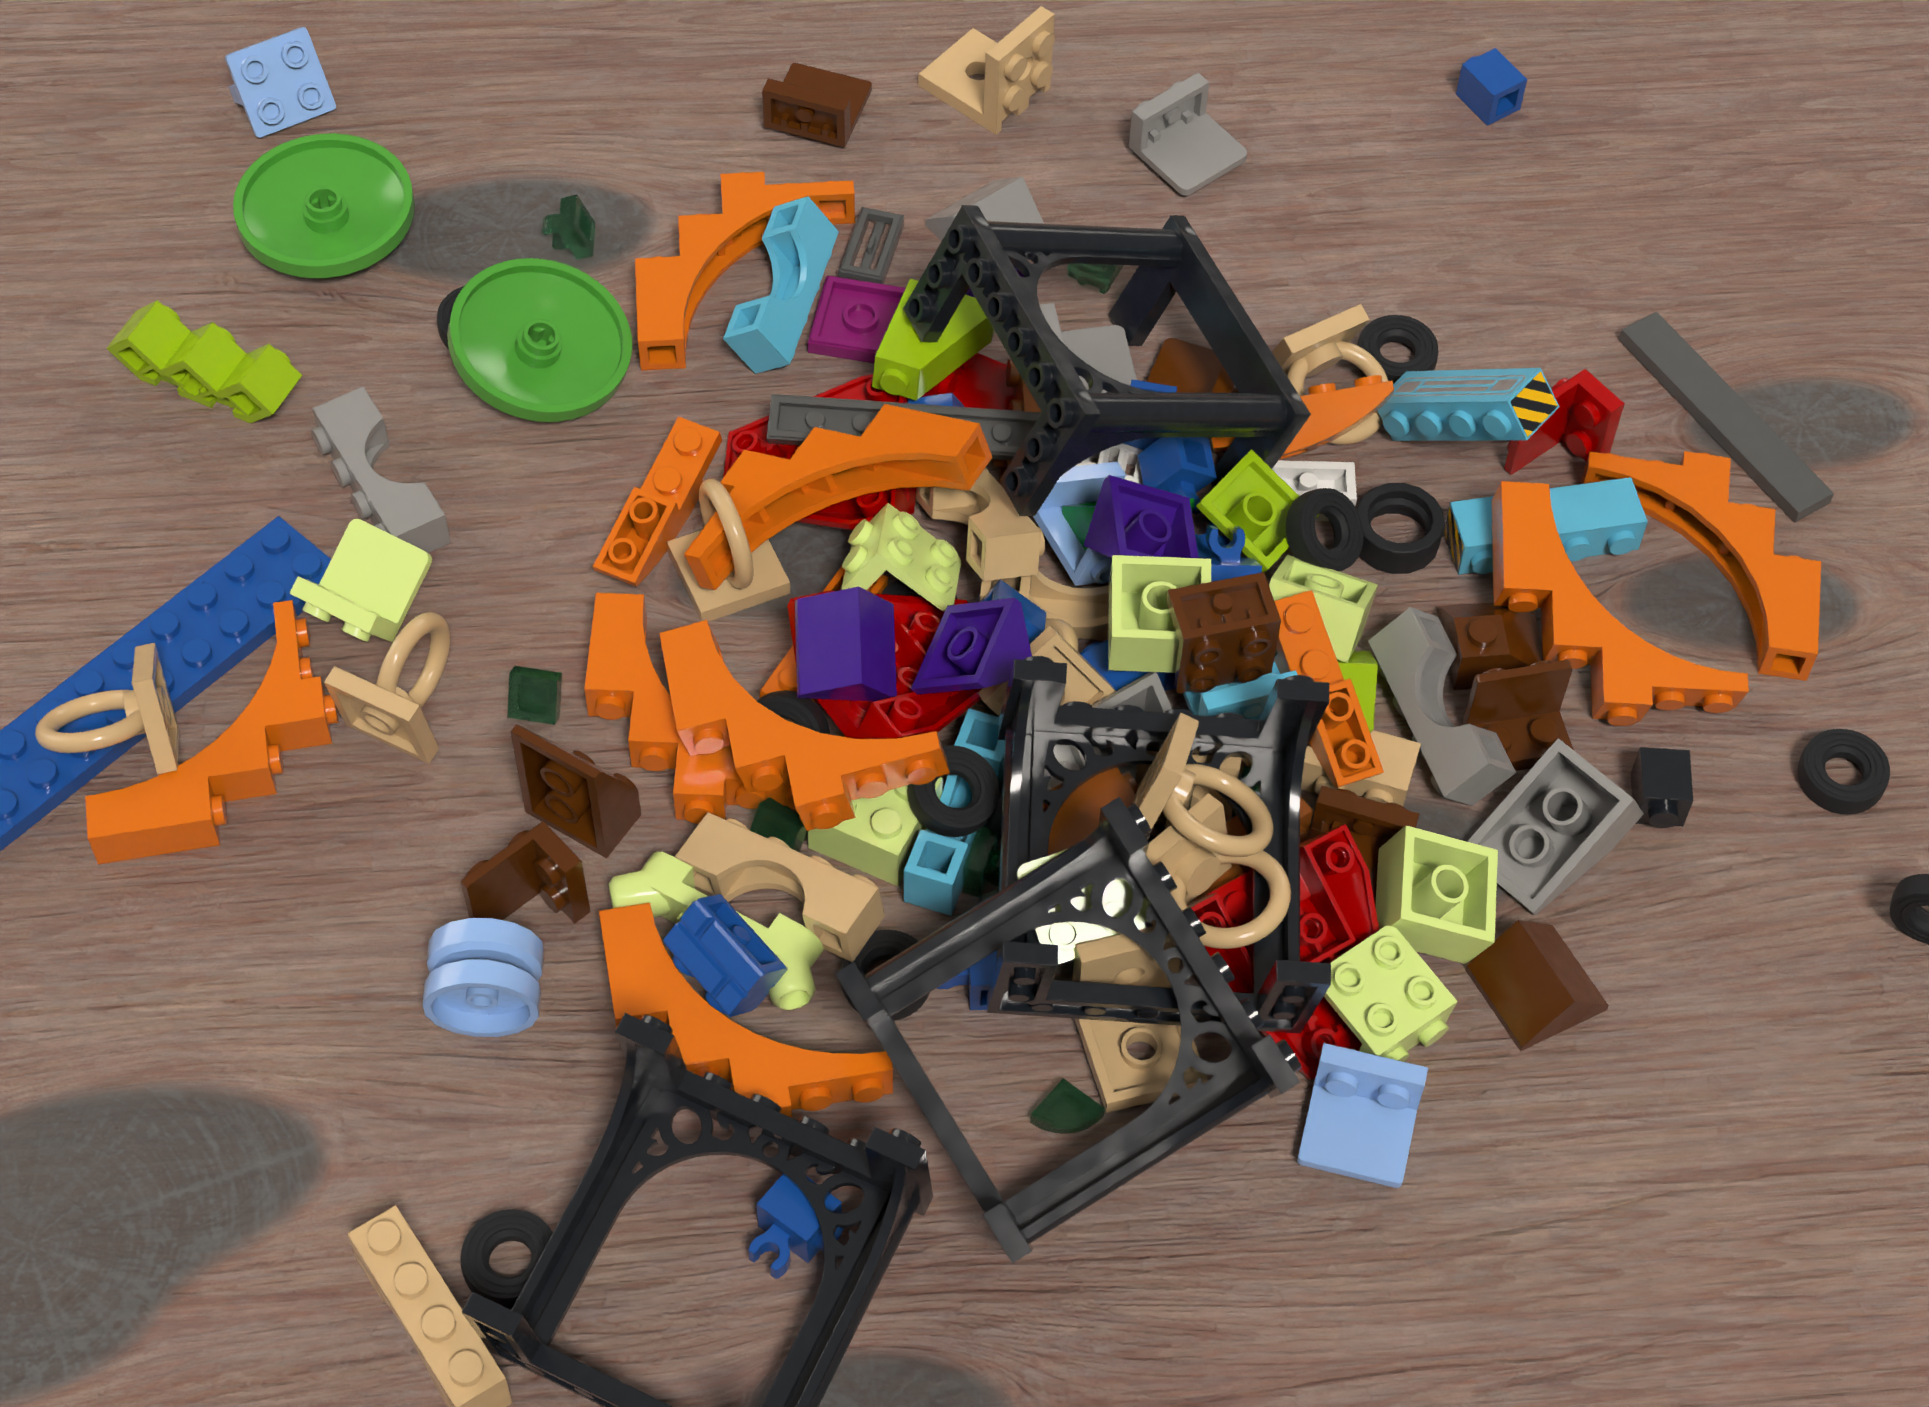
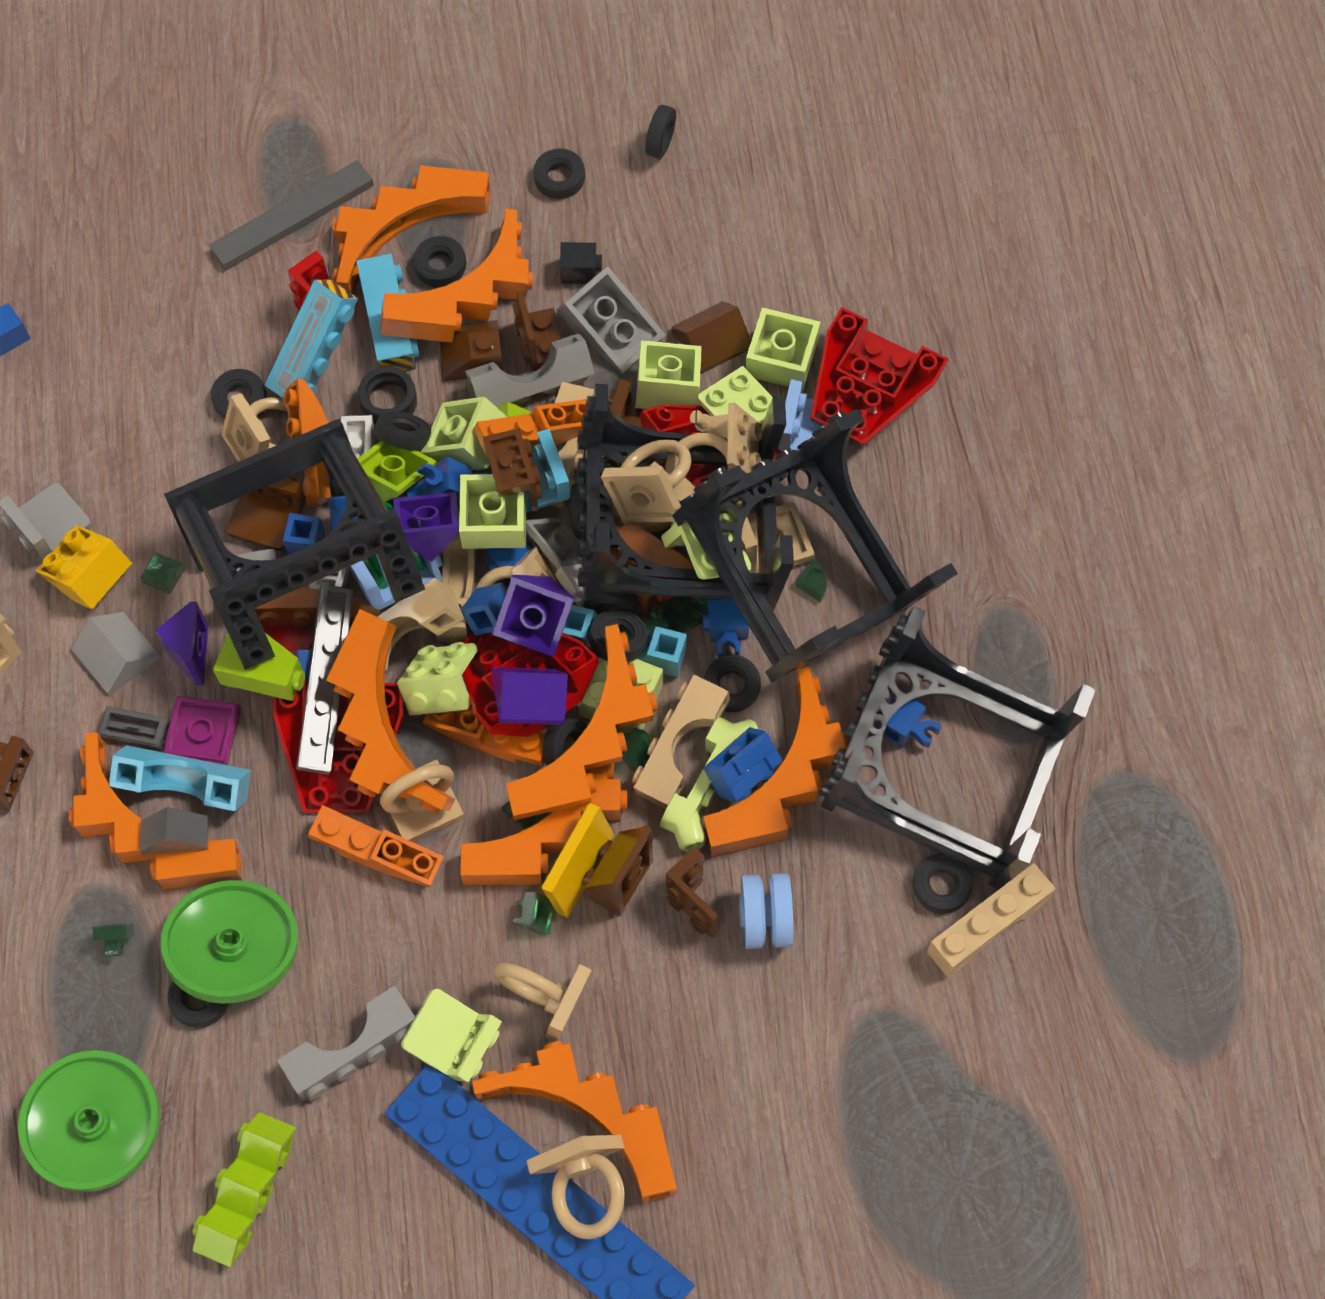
camera: 90 degrees left, 10 degrees up
(601, 729) = (579, 854): none -> yellow tile
(693, 273) = (173, 831): none -> dark grey slope
(1111, 180) = (84, 566): none -> yellow slope
(1261, 931) = (739, 429): none -> tan plate
(1450, 1209) = (870, 376): none -> red wedge
(1503, 1076) = (782, 347): none -> yellowish green brick
(1660, 578) = (434, 246): none -> black tyre

